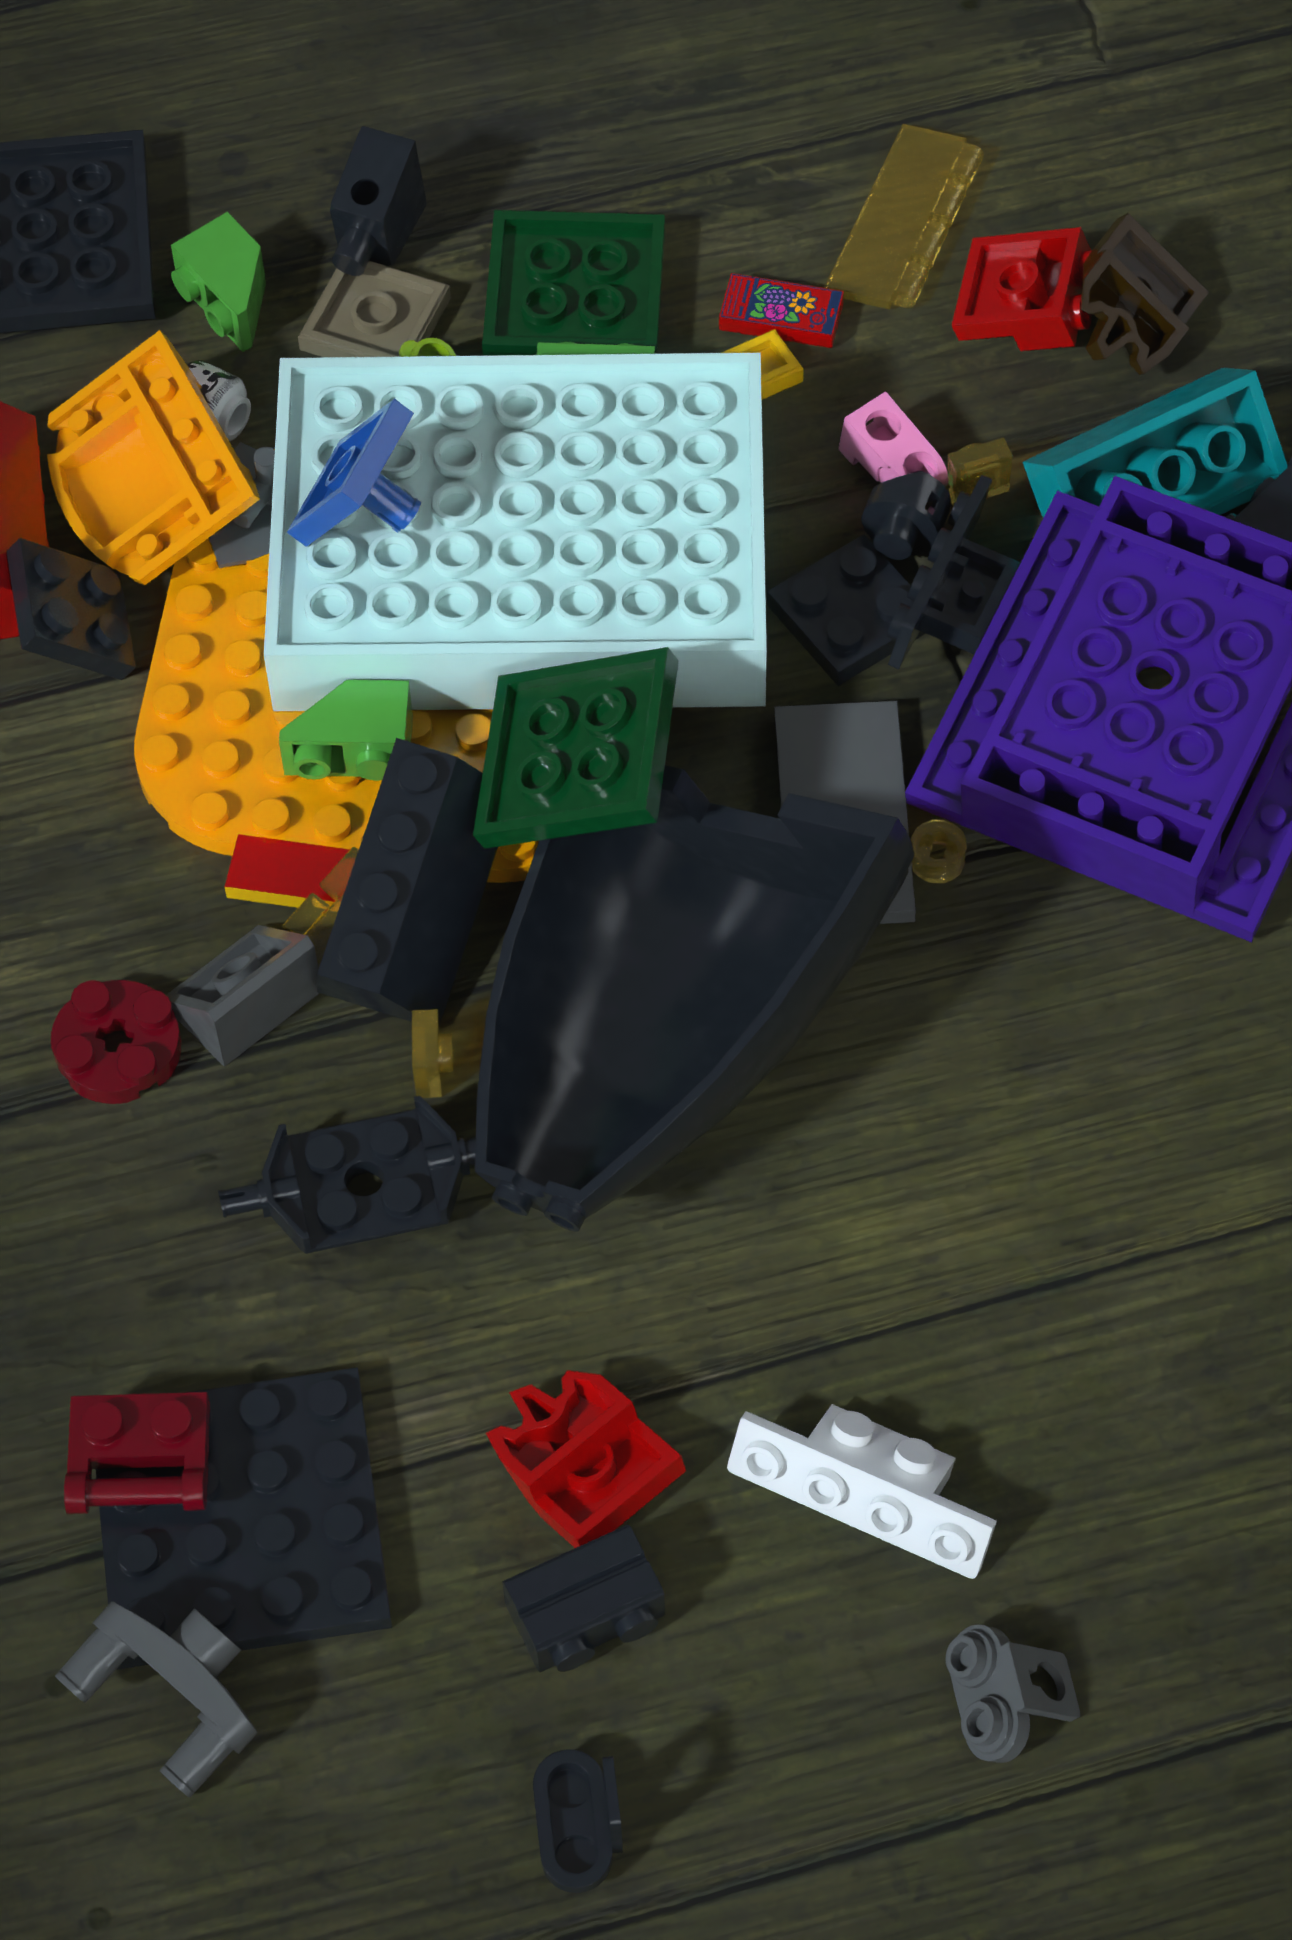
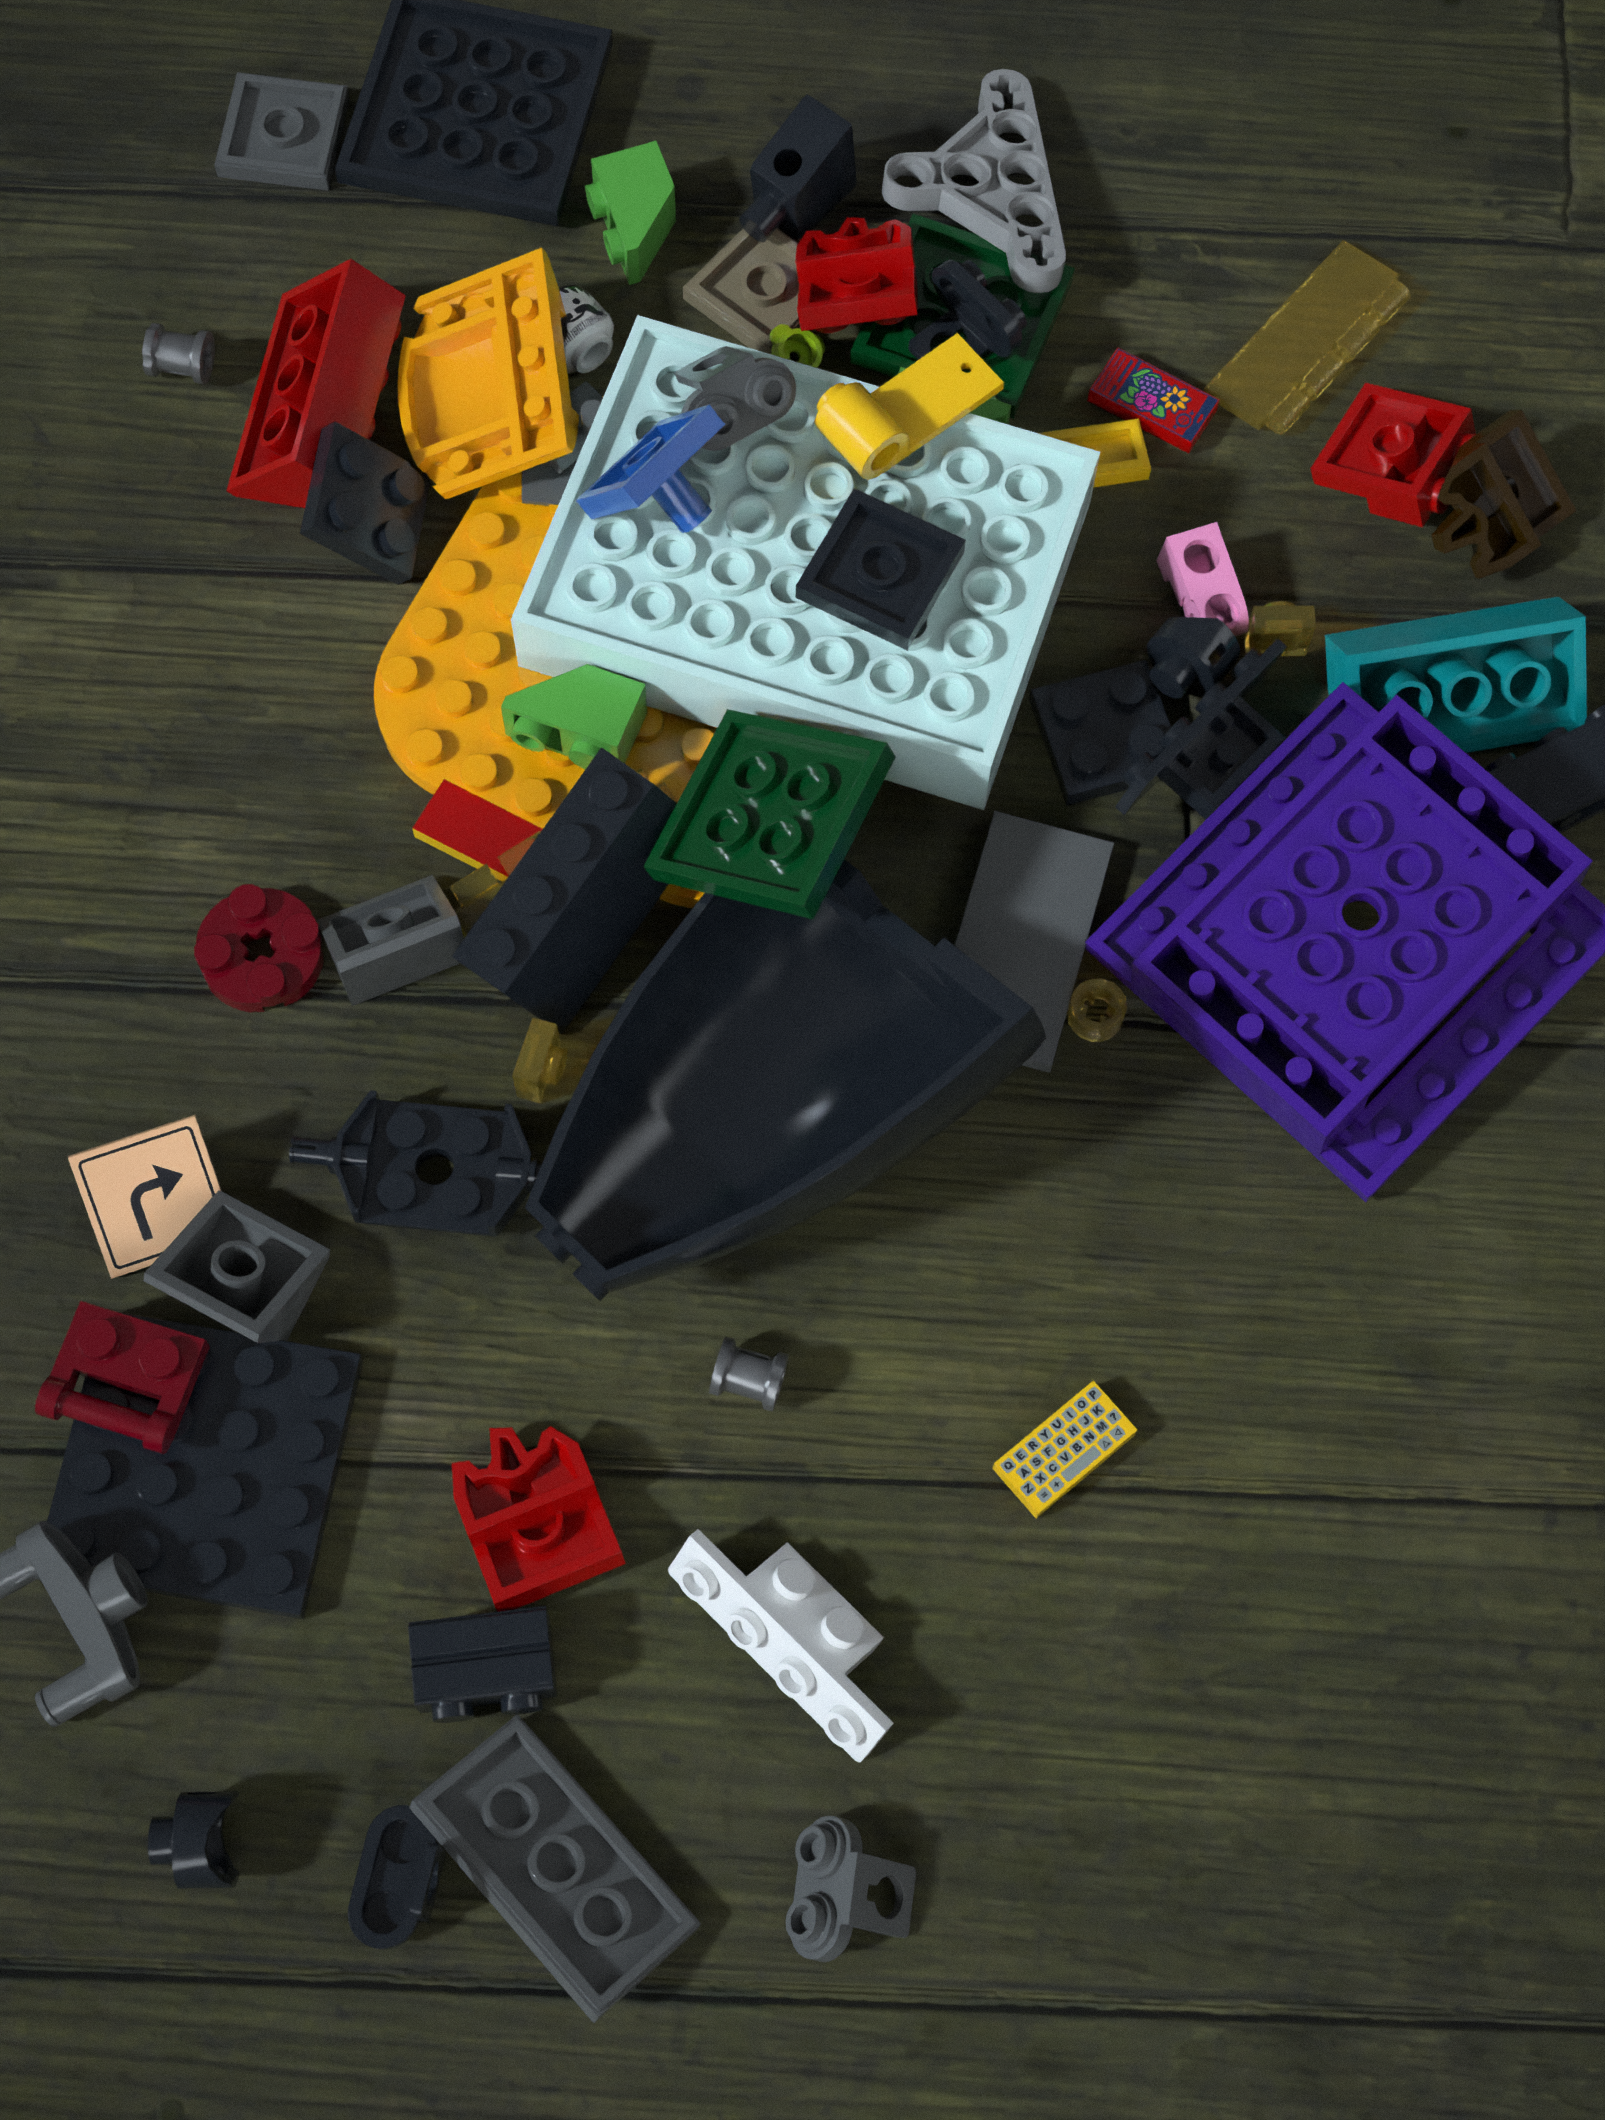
camera: 15 degrees right, 10 degrees up
(101, 1287) = (144, 1191): none -> light nougat piece
(215, 1322) = (241, 1269): none -> dark grey slope
(366, 1848) = (194, 1841): none -> black piece
(421, 383) = (741, 391): none -> dark grey bracket
(465, 276) = (856, 276): none -> red plate
(567, 178) = (995, 201): none -> light grey beam
(568, 365) = (906, 411): none -> yellow door
(586, 275) = (974, 311): none -> black bracket
(598, 507) = (880, 569): none -> black plate
(725, 1759) = (555, 1867): none -> dark grey tile
(737, 1266) = (748, 1373): none -> flat silver bush
(1058, 1241) = (1064, 1449): none -> tile

